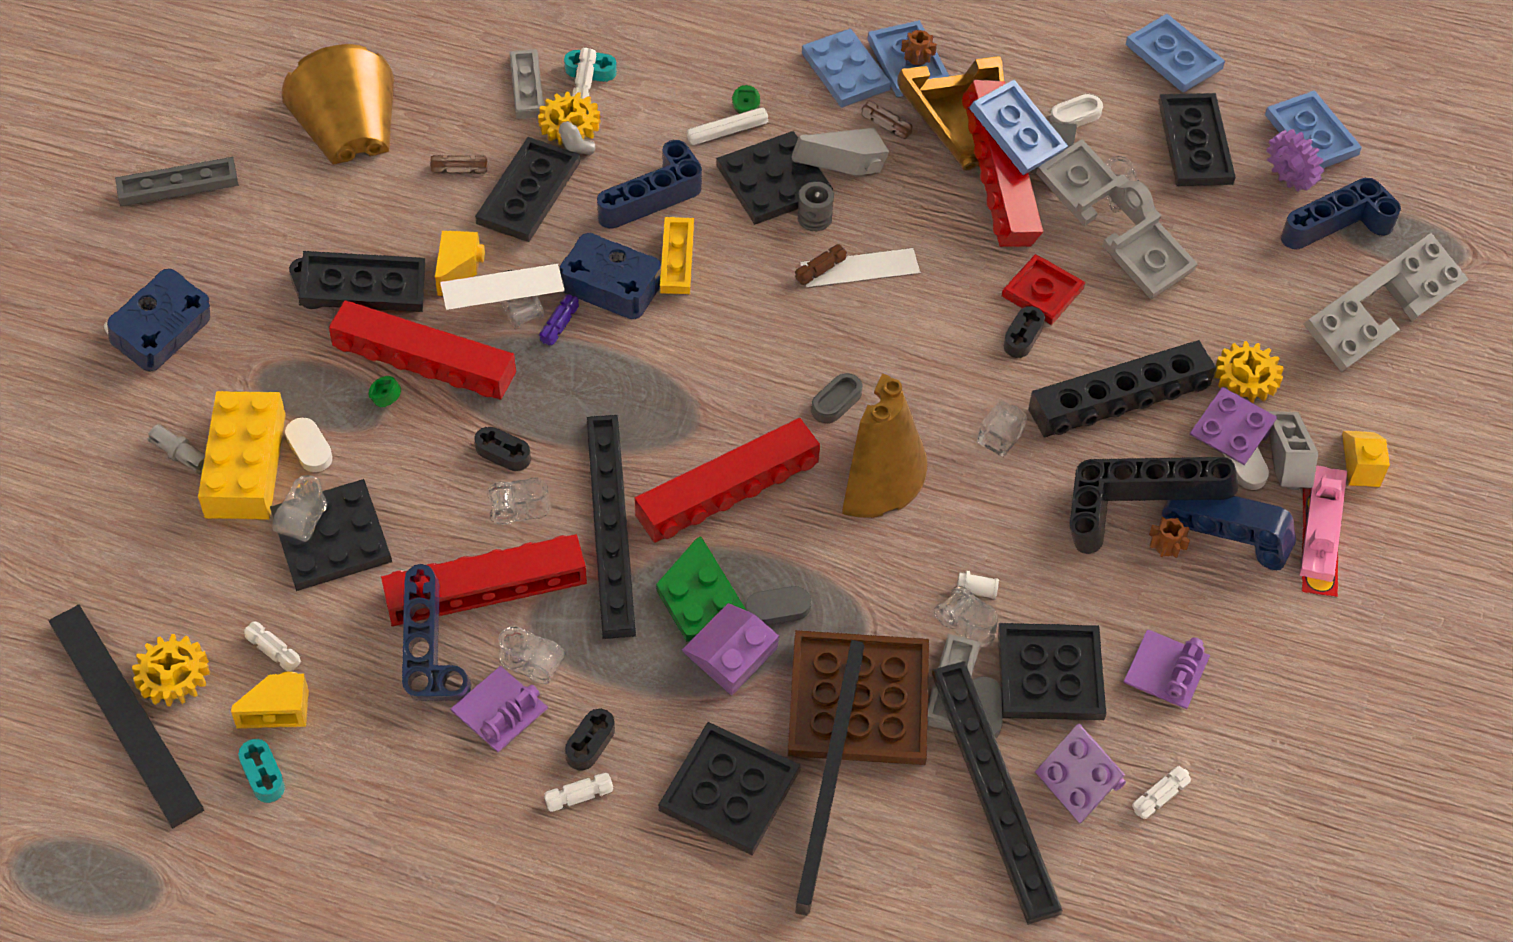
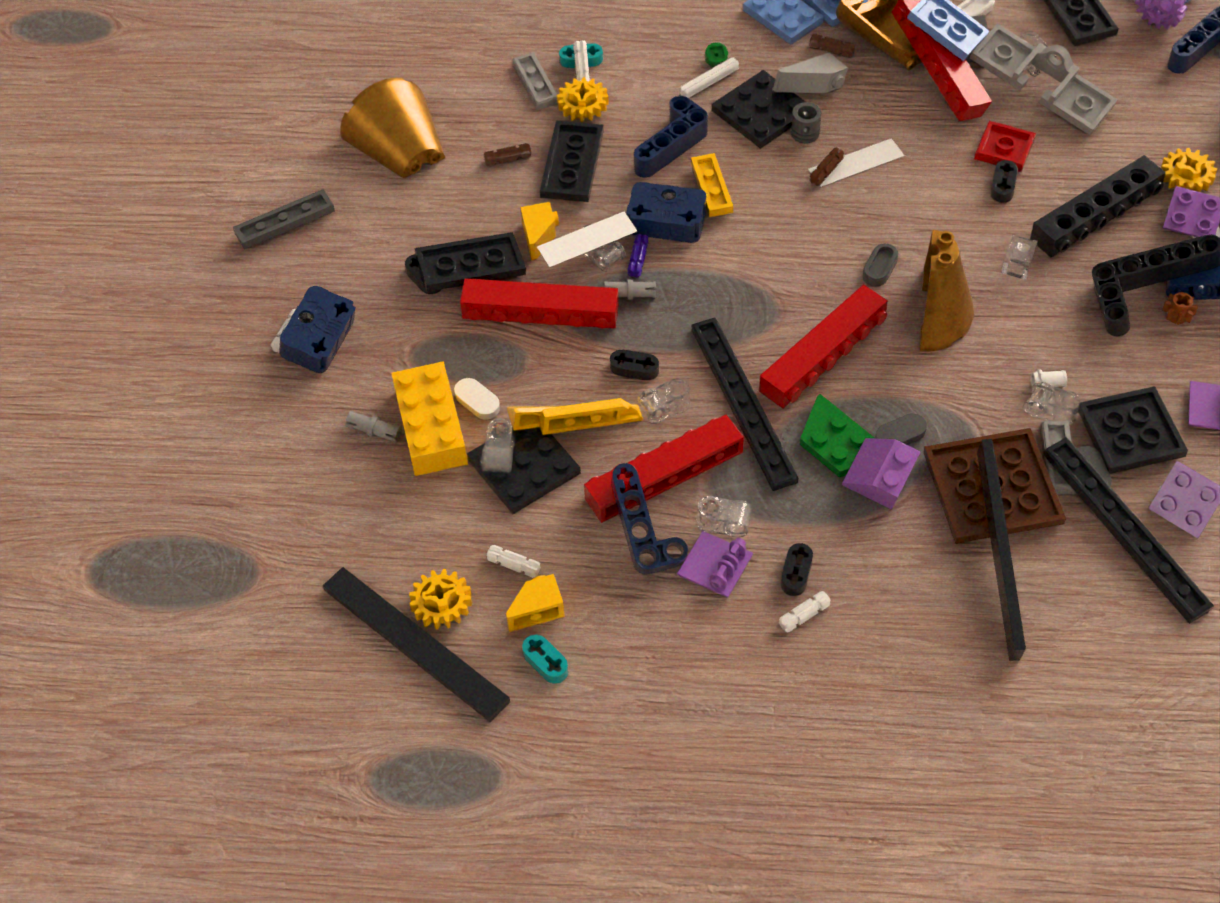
camera: 10 degrees left, 0 degrees up
(384, 391) = (522, 342): green tile -> none
(400, 493) = (574, 417): none -> yellow wedge
(535, 358) = (633, 289): none -> light grey pin
(573, 141) = (594, 113): light grey arm -> none
(729, 788) = (922, 578): black plate -> none

